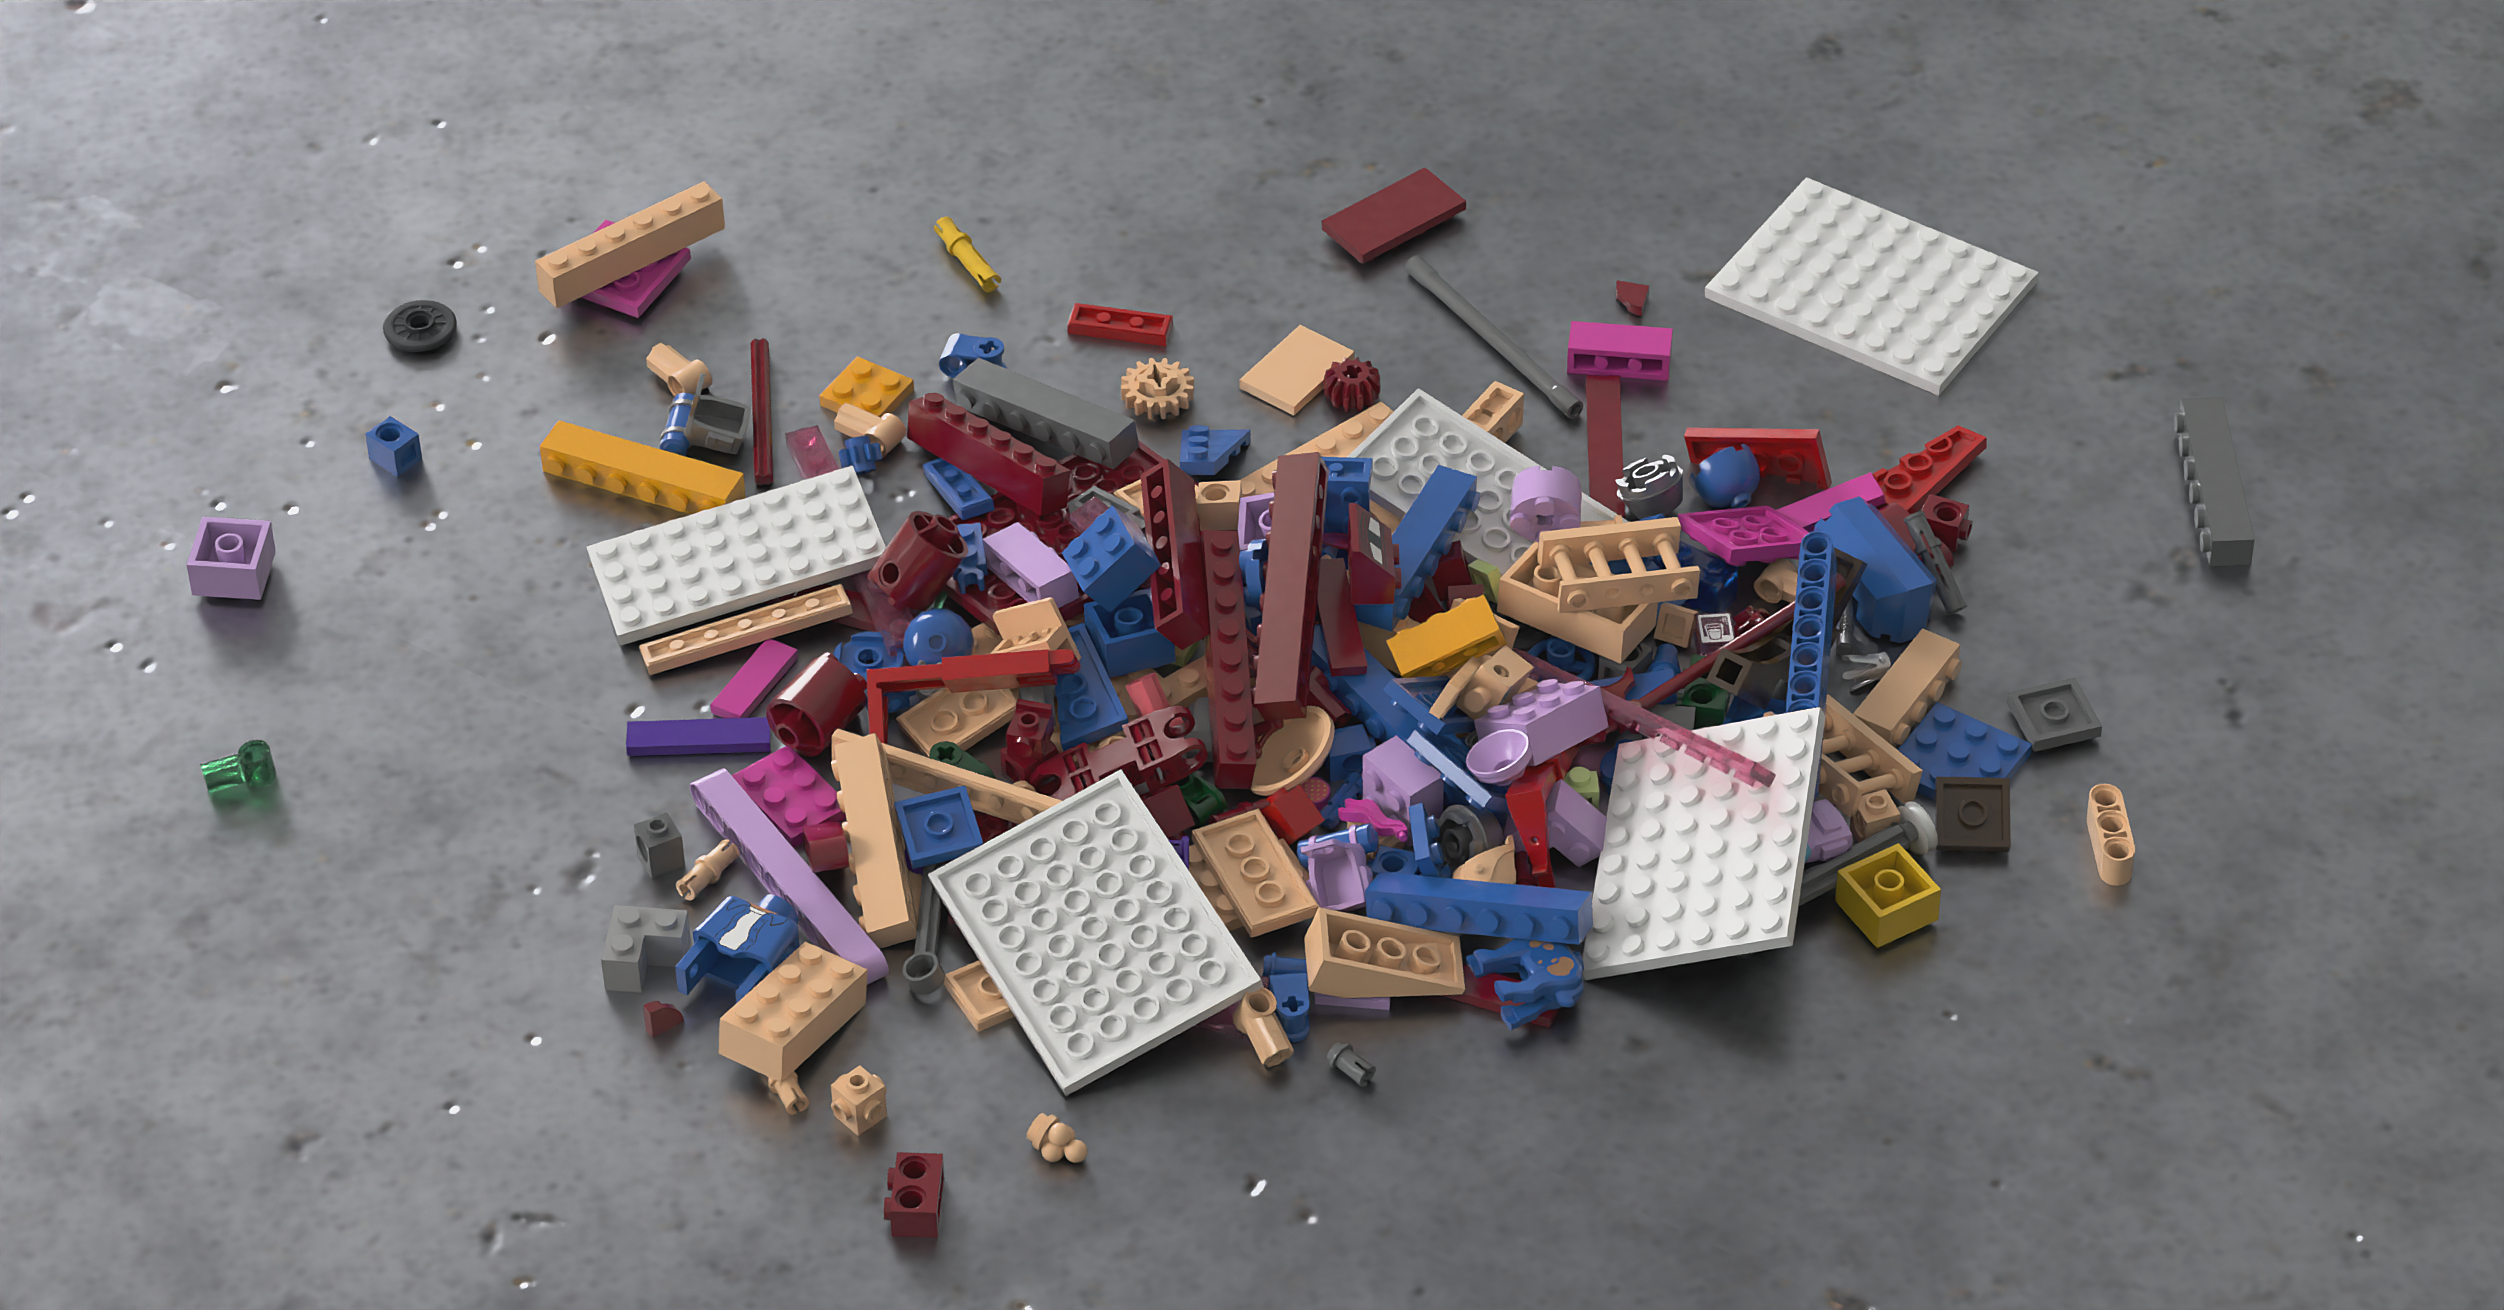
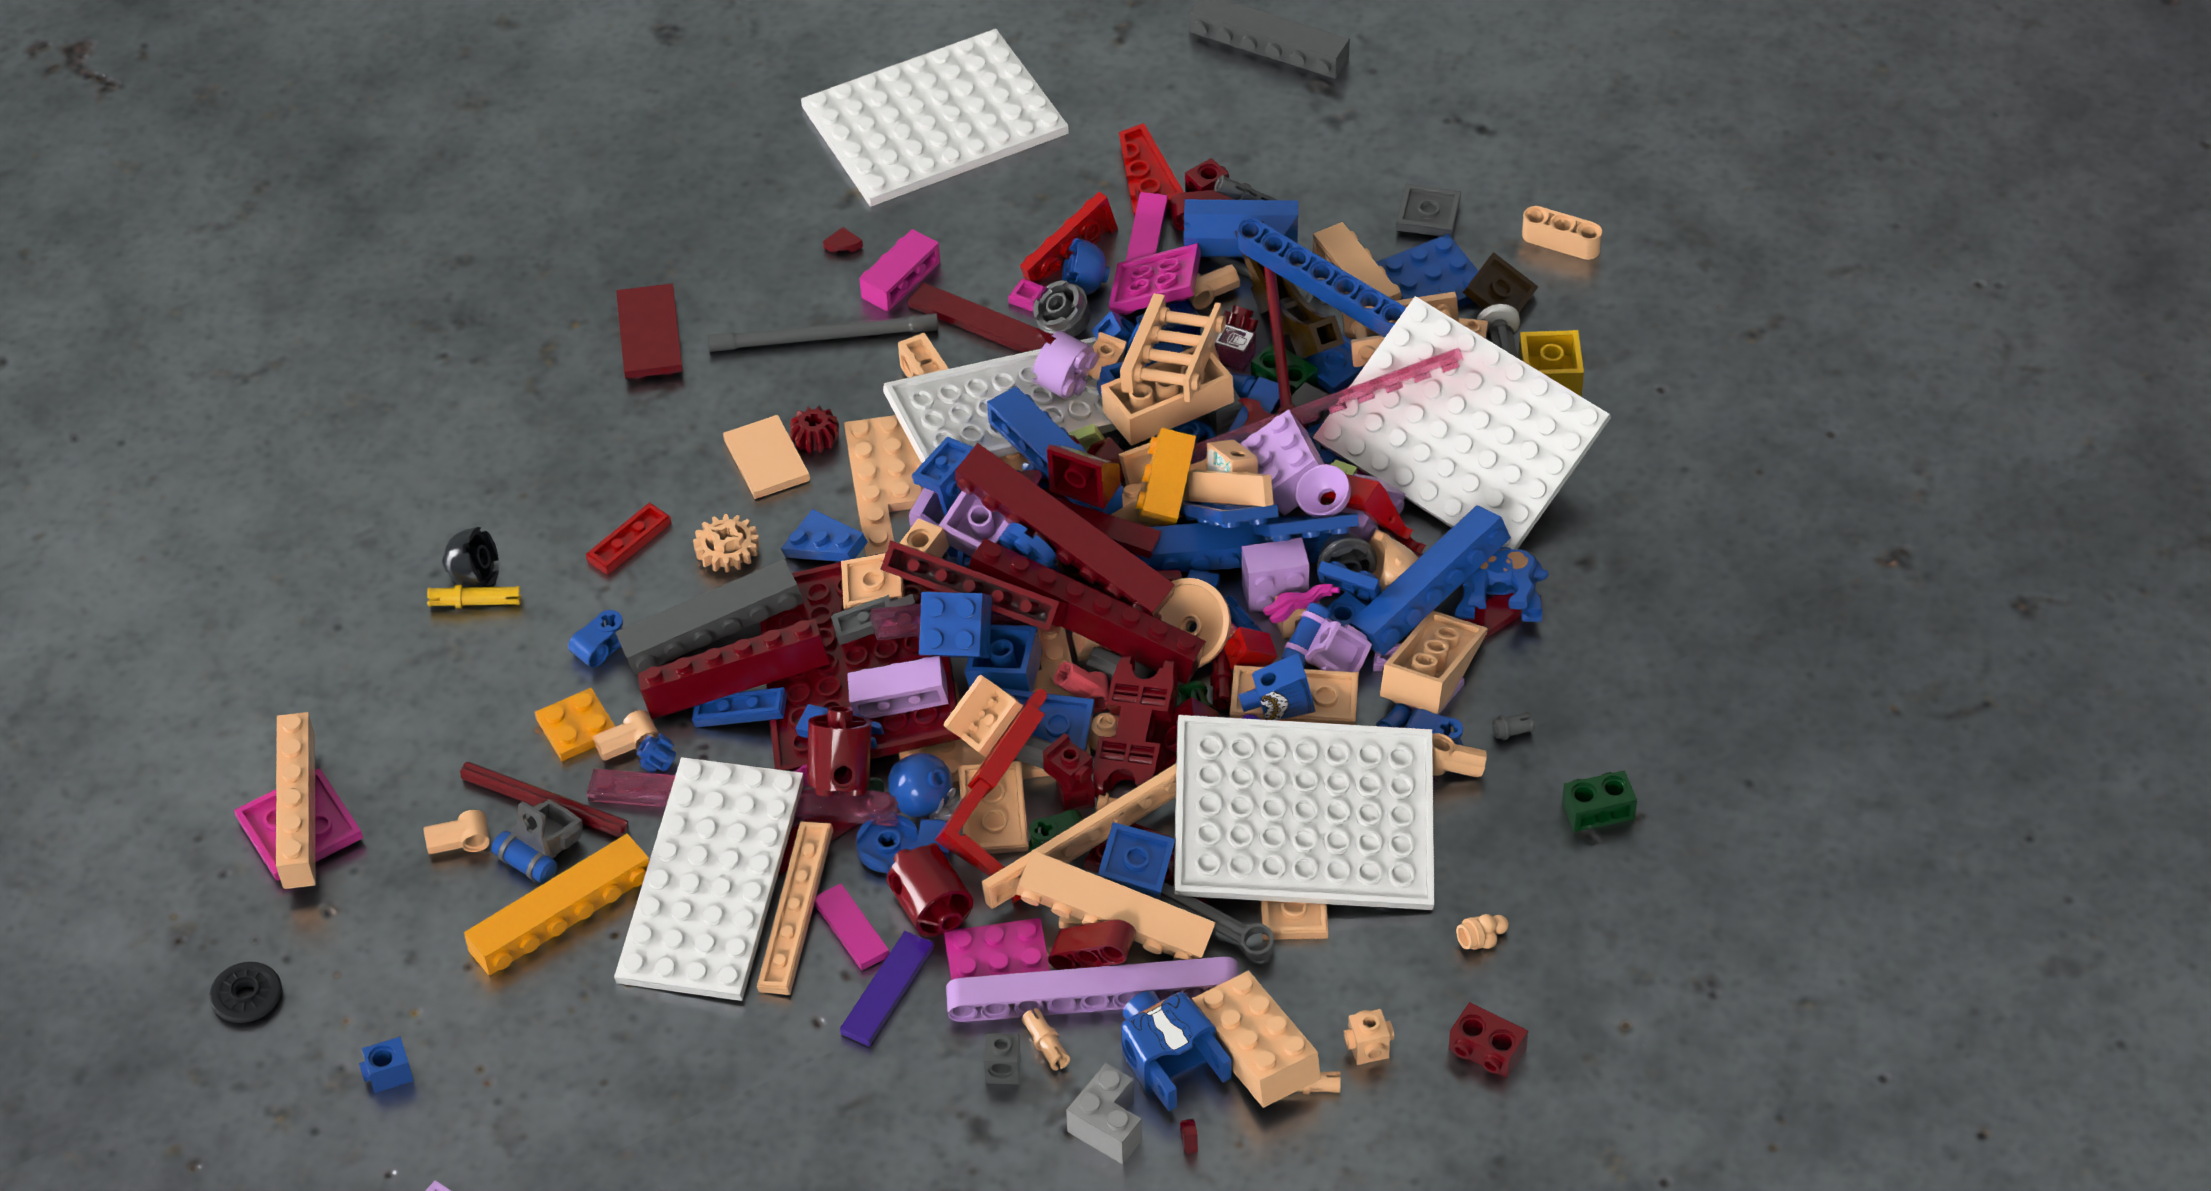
camera: 60 degrees left, 5 degrees up
(1003, 228) = (471, 558): none -> black cylinder
(1229, 845) = (1280, 690): none -> blue torso
(1292, 1167) = (1599, 801): none -> dark green brick
(1678, 452) = (1026, 293): none -> dark pink tile

